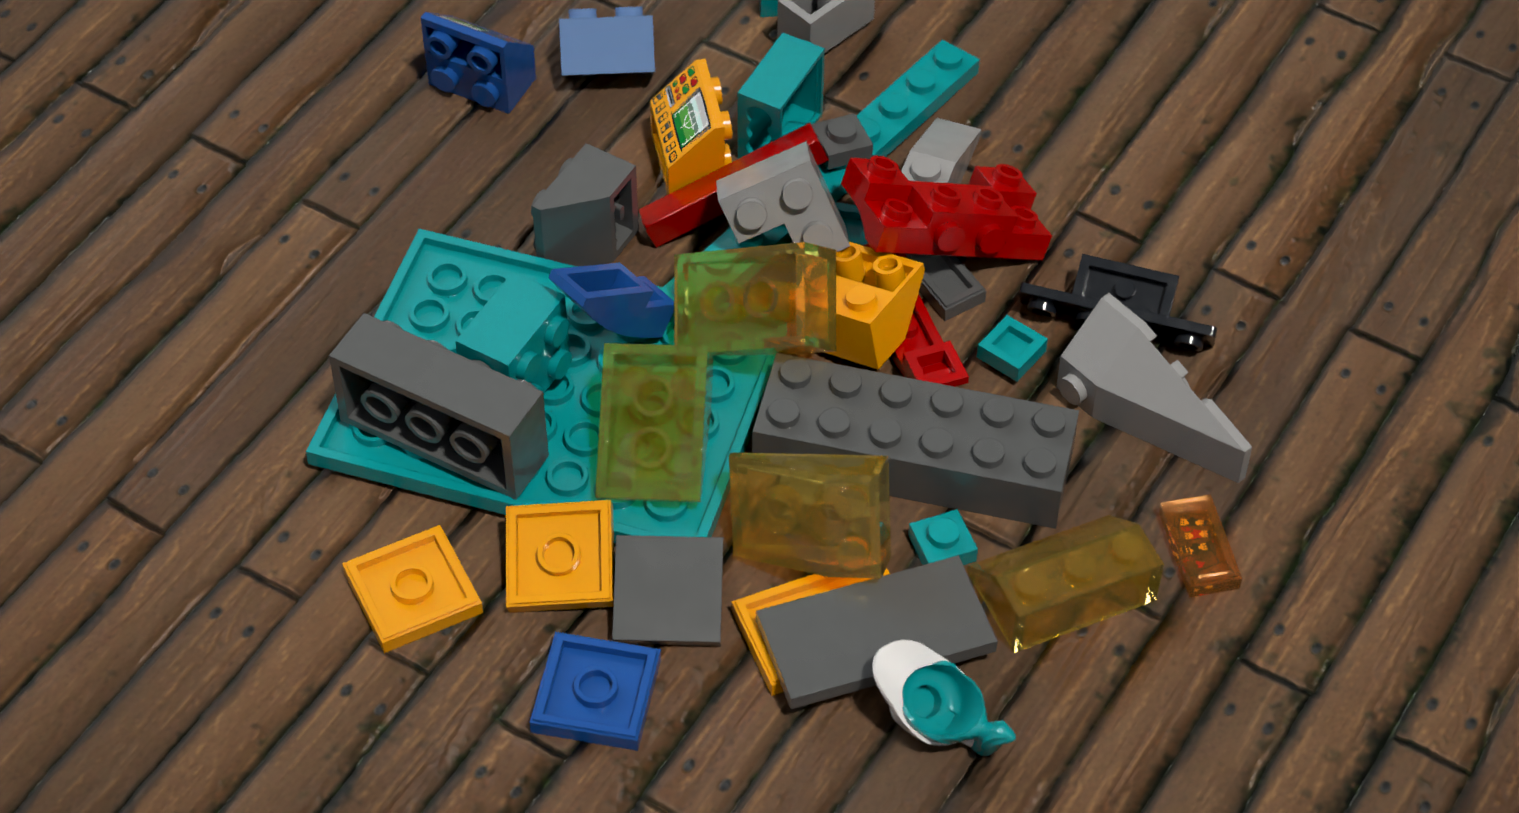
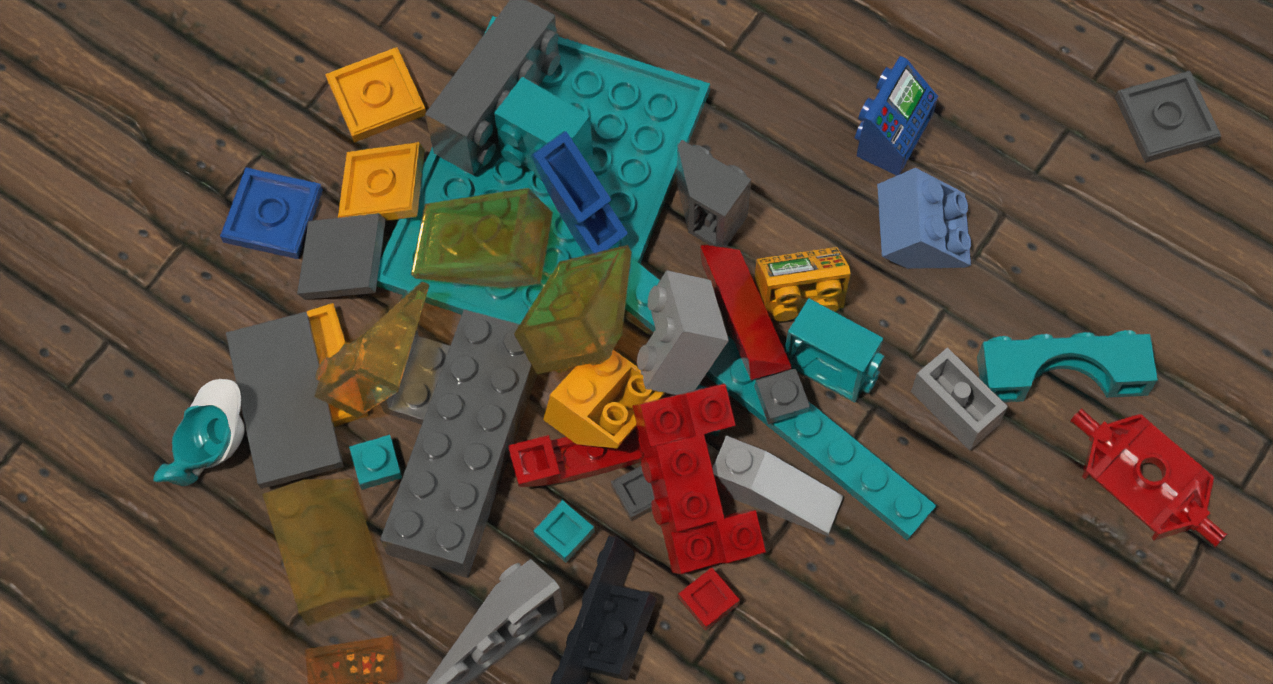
camera: 95 degrees right, 15 degrees up
(1073, 219) = (708, 599): none -> red plate

